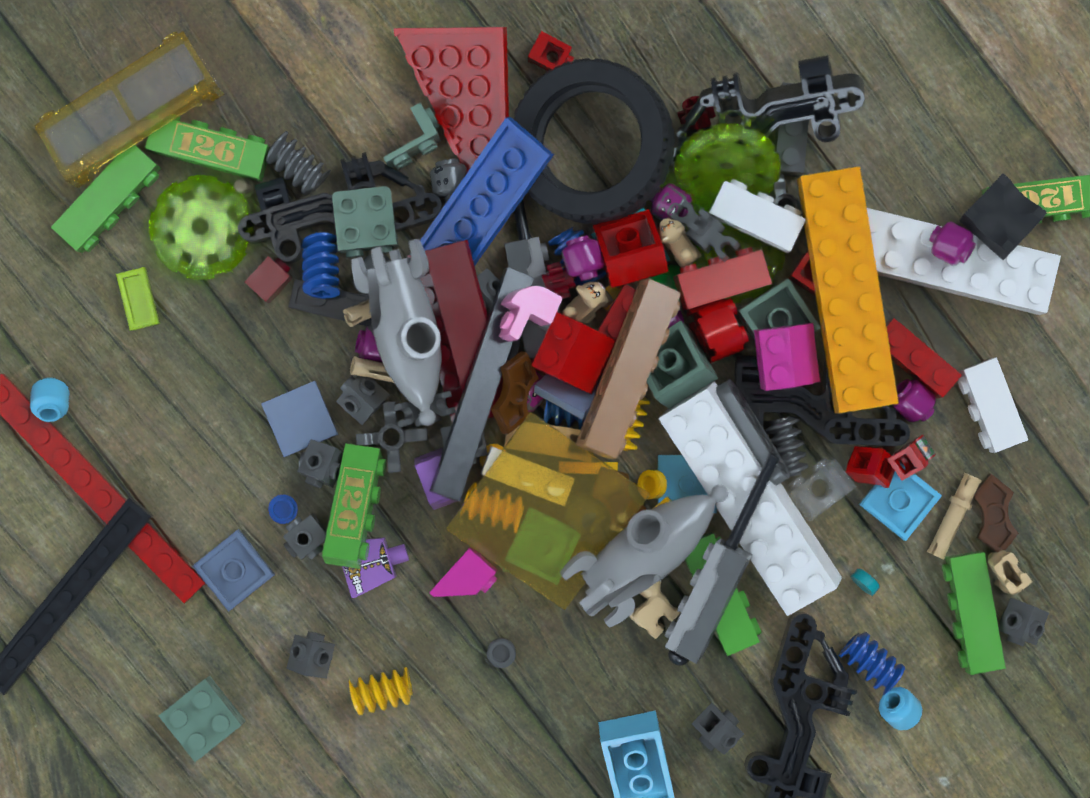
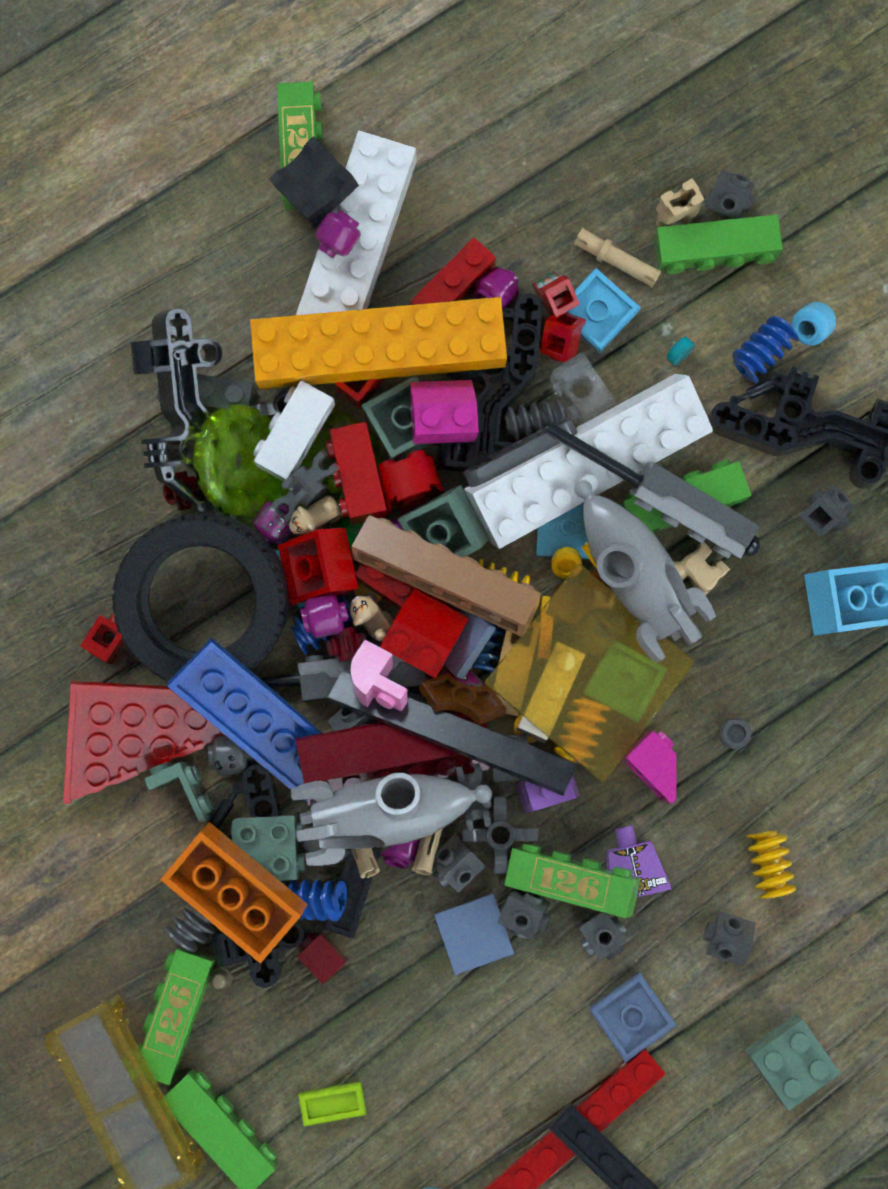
camera: 80 degrees left, 5 degrees down
(182, 224) = (258, 1049): clear neon green plate -> none
(283, 509) = (569, 958): blue plate -> none
(322, 194) = (234, 892): none -> orange brick
(992, 406) = (507, 211): white brick -> none
(993, 501) = (629, 217): reddish brown tile -> none

